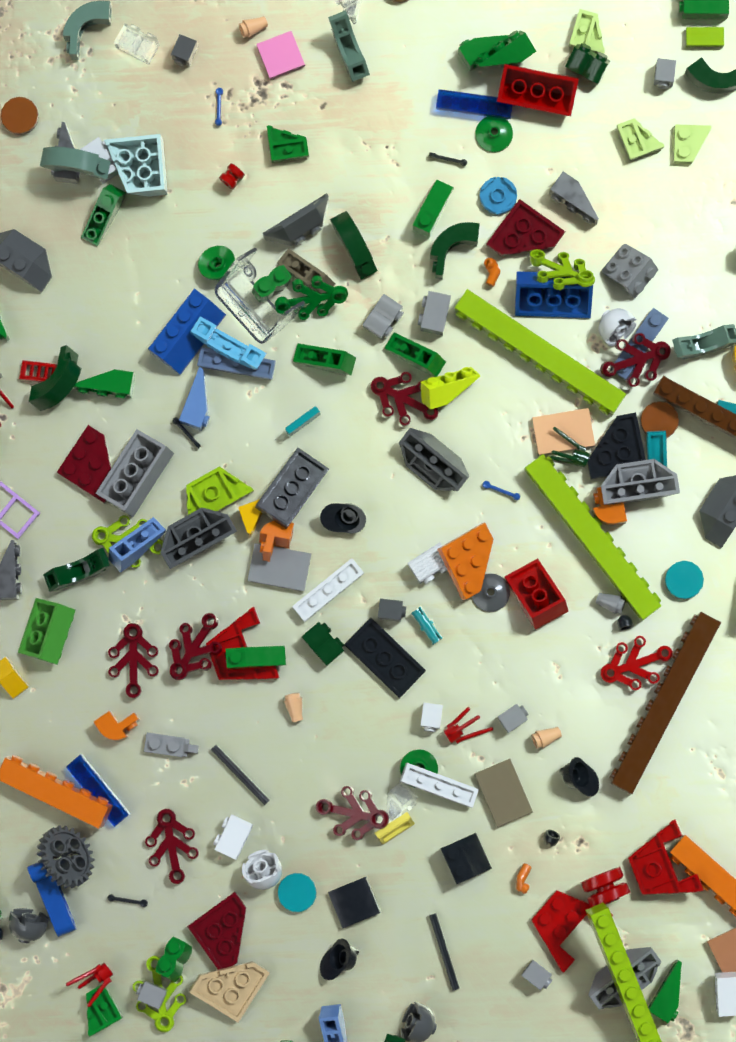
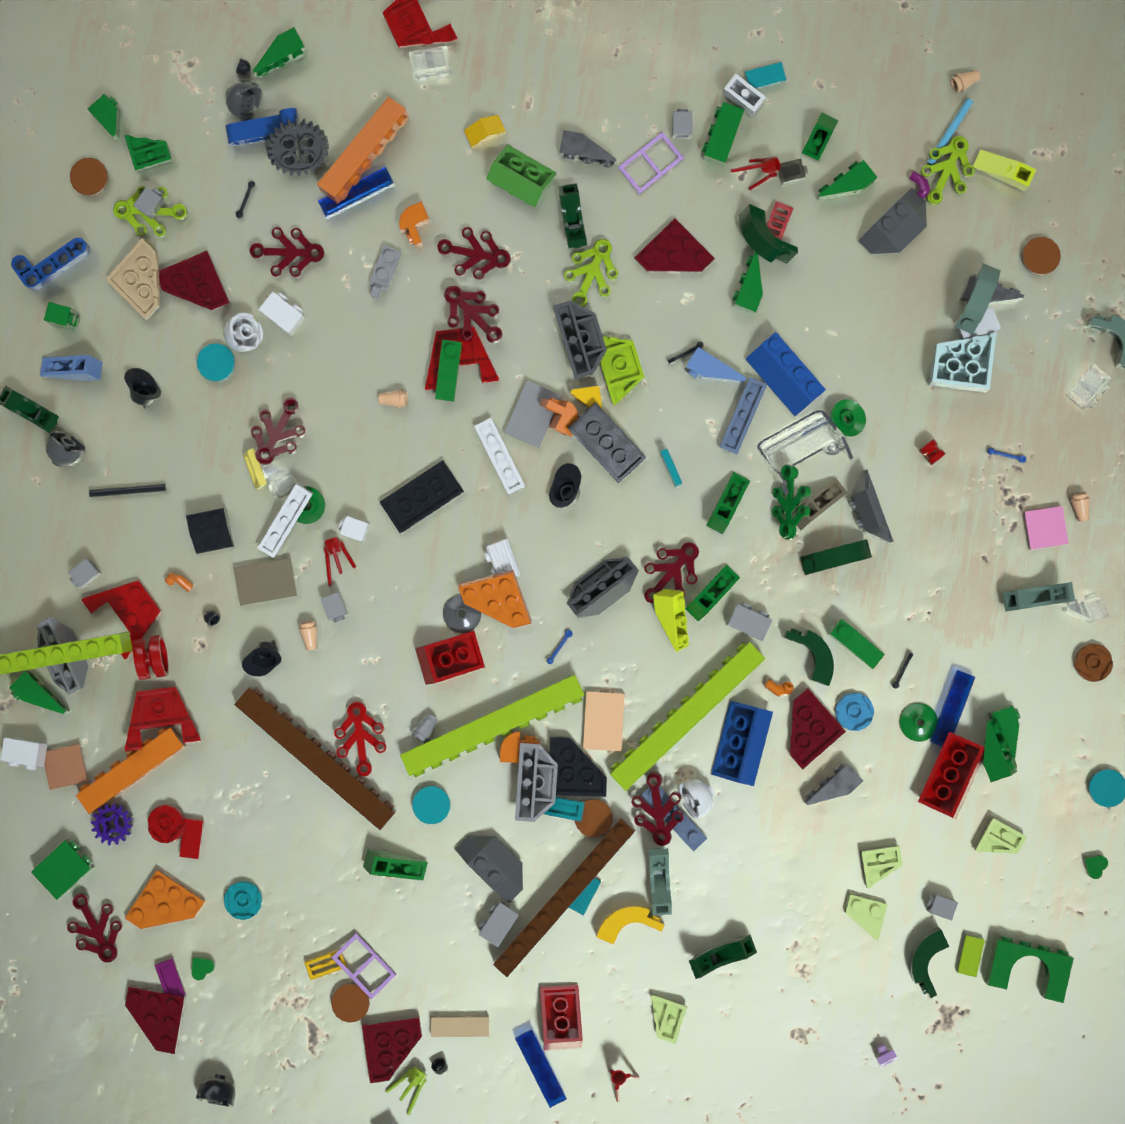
camera: 95 degrees right, 5 degrees up
(100, 973) = (181, 158): red plant -> none
(103, 213) = (922, 317): green slope -> none
(135, 473) = (655, 293): light grey slope -> none
(135, 544) = (585, 278): medium blue slope -> none
(171, 963) = (174, 228): green brick -> none
(184, 50) = (1070, 432): dark grey brick -> none
(227, 345) = (762, 410): medium azure slope -> none
(240, 775) = (341, 332): black bar -> none
(276, 281) = (812, 461): green brick -> none
(286, 145) = (952, 512): green wing -> none
(323, 643) = (448, 439): dark green brick -> none
(354, 902) = (193, 415): black slope -> none
(383, 316) = (757, 570): light grey brick -> none
(391, 610) = (465, 513): dark grey brick -> none
(426, 625) = (443, 544): teal pin -> none
(578, 457) = (574, 729): dark green plant -> none
(584, 278) = (748, 776): lime plant -> none
(588, 63) = (968, 832): dark green brick -> none
(625, 623) = (402, 737): black hinge -> none
(630, 269) = (750, 825): light grey bracket -> none

